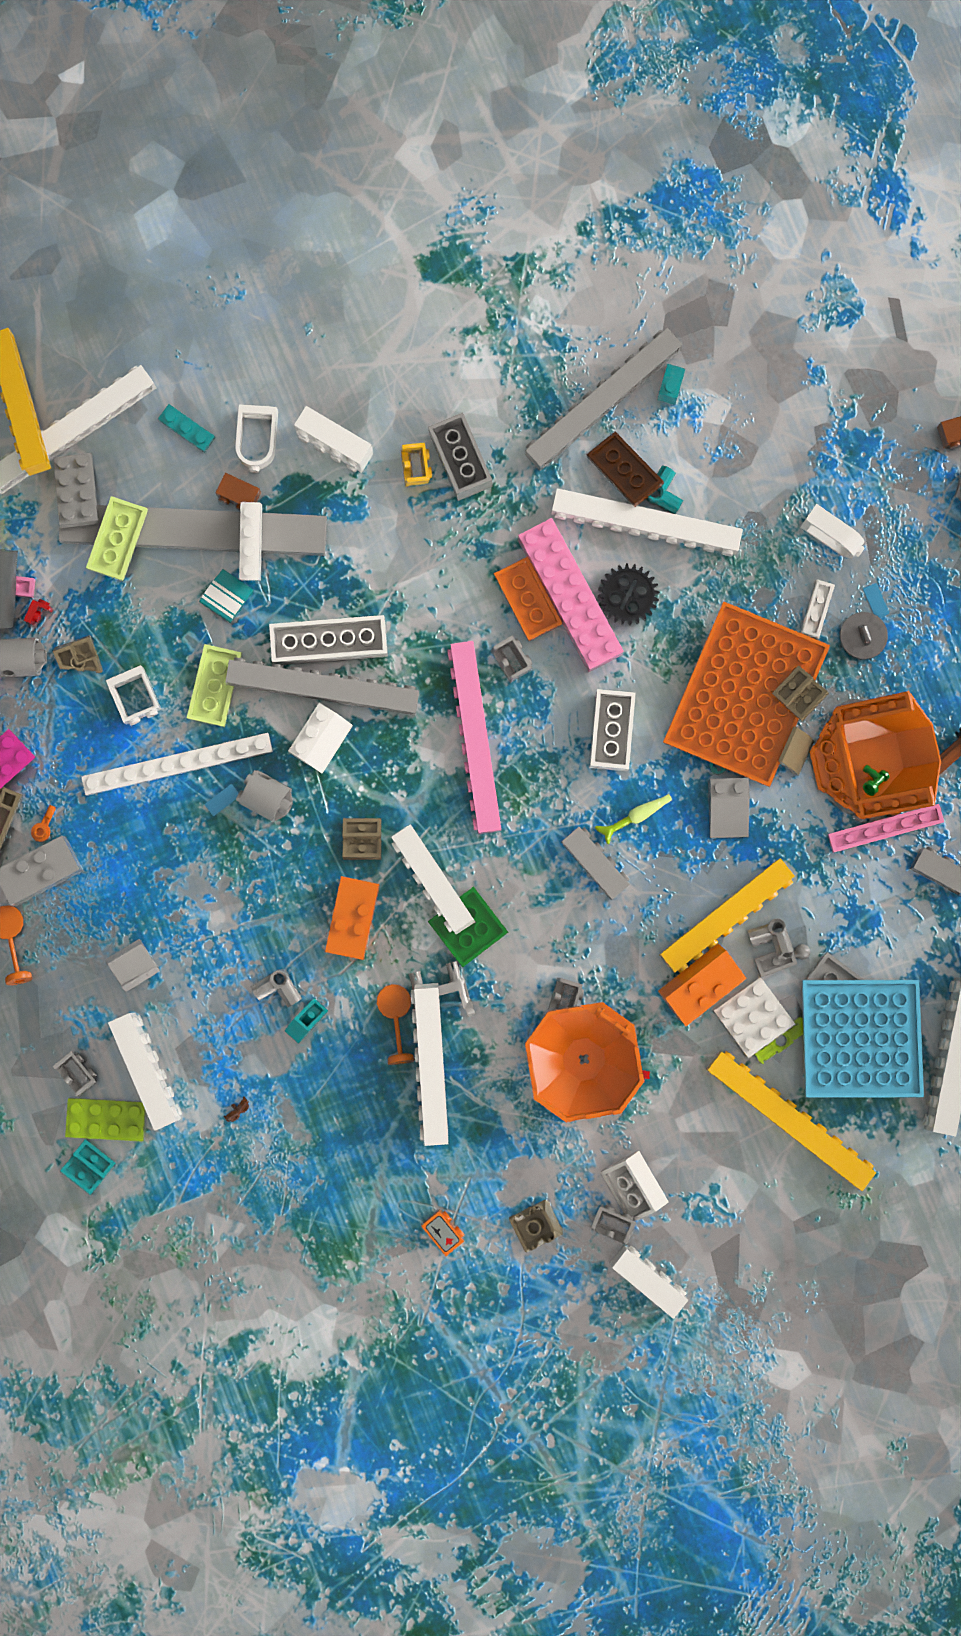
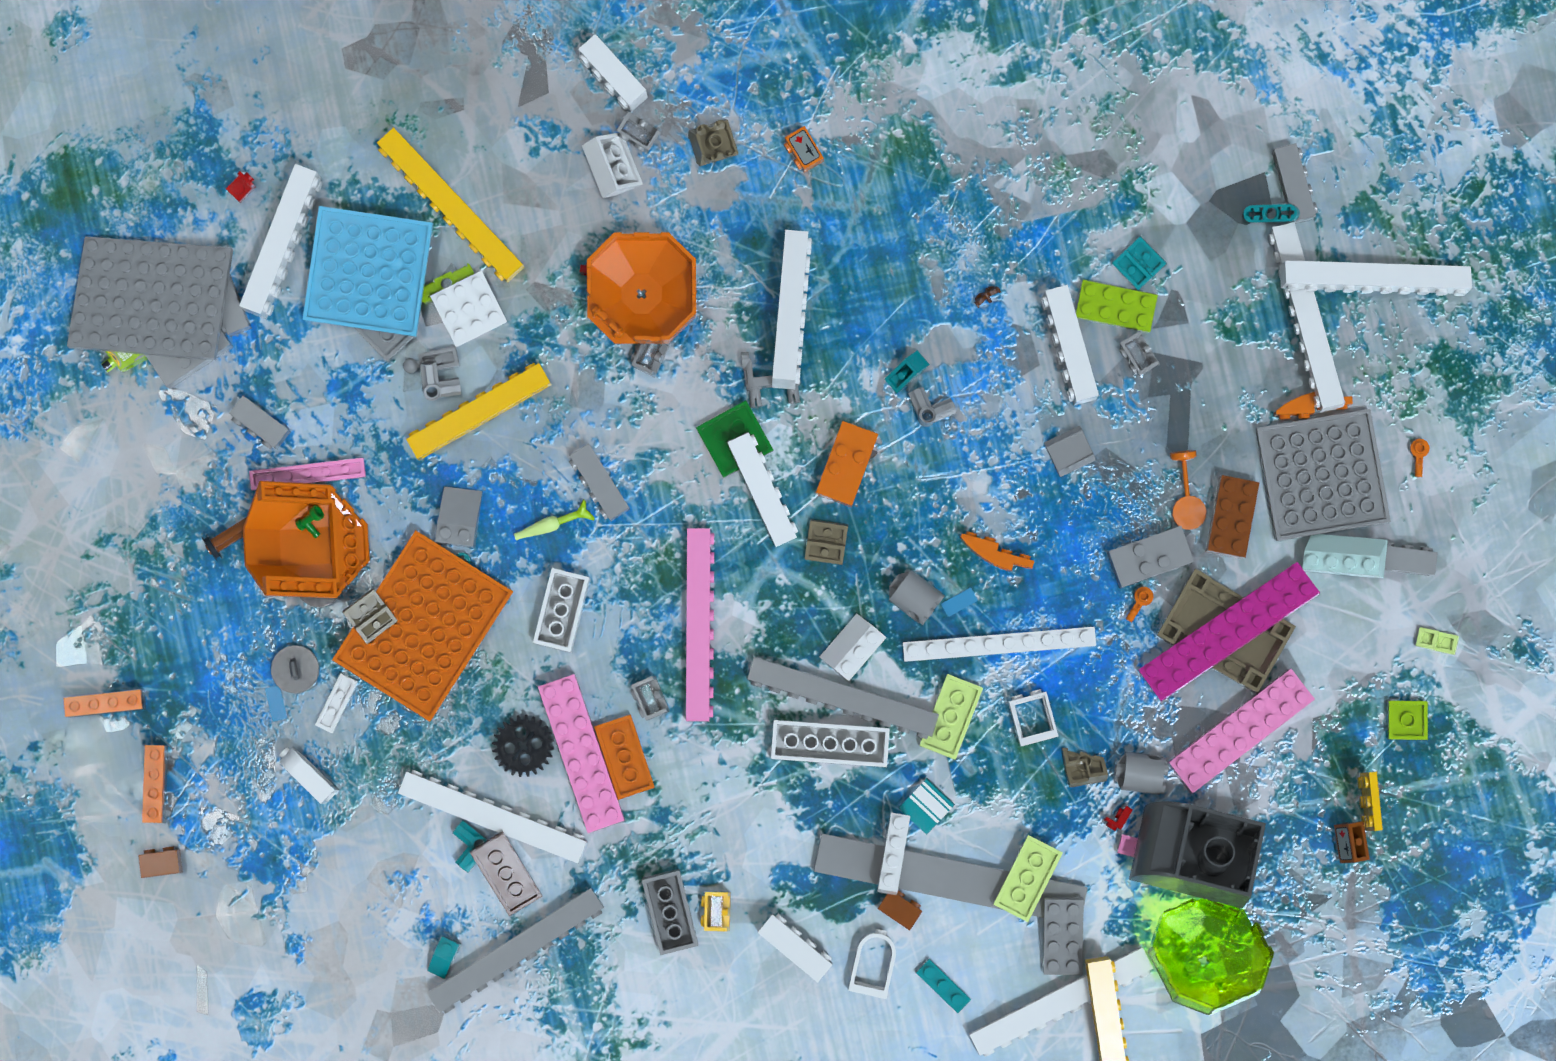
camera: 165 degrees left, 0 degrees up
(199, 852) = (987, 550): none -> orange slope
(394, 1003) = (819, 376): orange piece -> none
(702, 984) = (514, 347): orange brick -> none
(796, 750) = (383, 562): dark tan slope -> none

